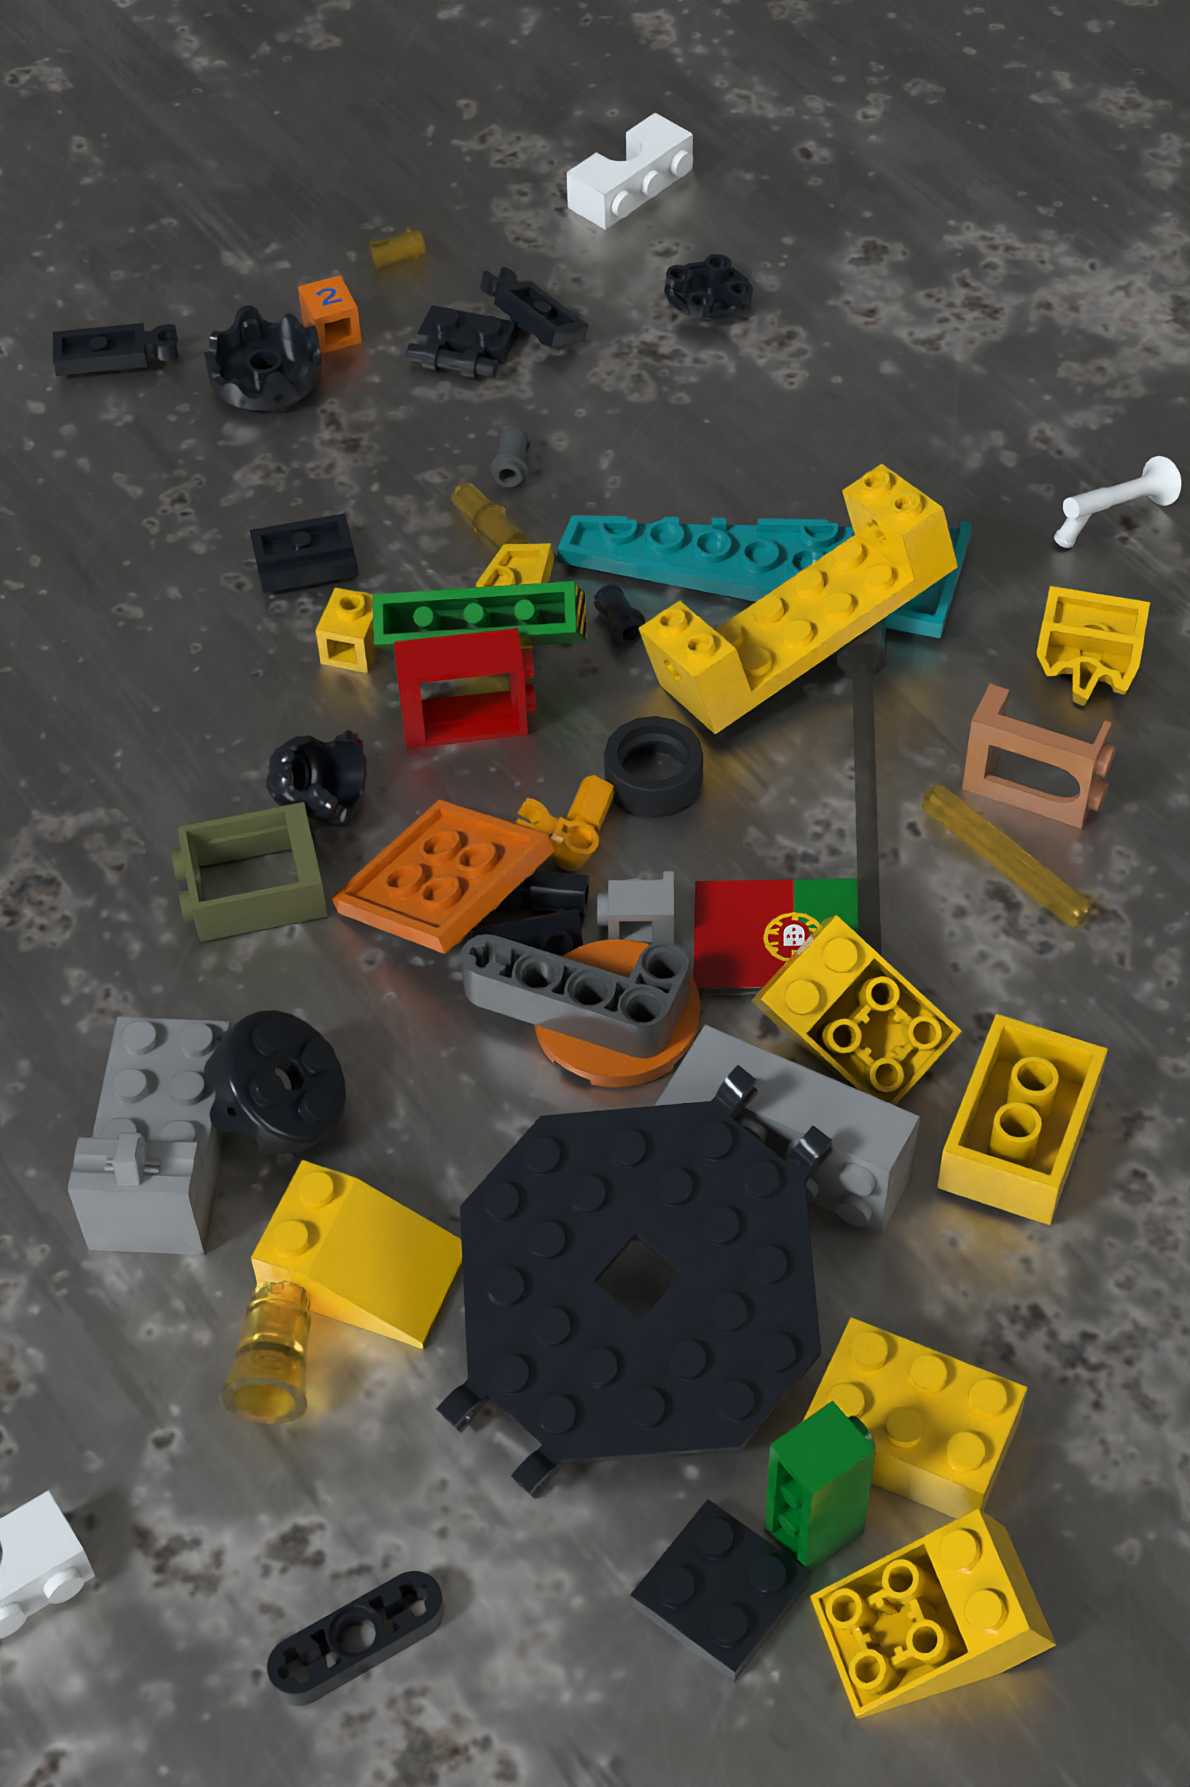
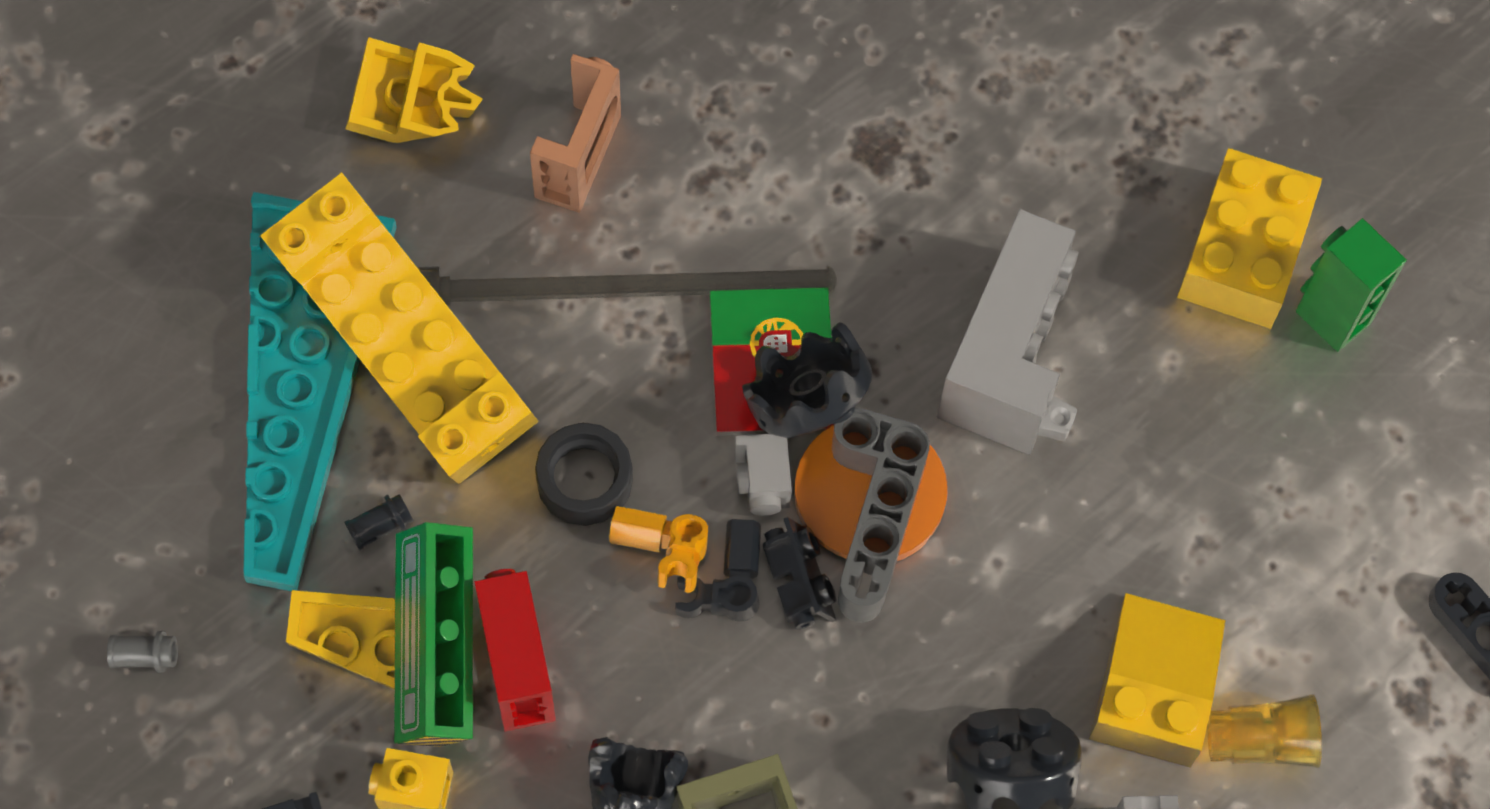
camera: 100 degrees left, 15 degrees up
(443, 875) = (750, 647): orange plate -> none
(486, 517) = (236, 668): clear yellow axle -> none
(714, 1345) = (1132, 484): black plate -> none
(718, 926) = (810, 387): none -> black plate
(720, 1589) = (1398, 377): black plate -> none
(856, 1013) = (872, 282): yellow slope -> none
(932, 1616) = (1410, 208): yellow slope -> none
(1007, 856) = (665, 173): clear yellow axle -> none
(1022, 1119) = (966, 153): yellow brick -> none
(1159, 482) = (190, 27): white piece -> none

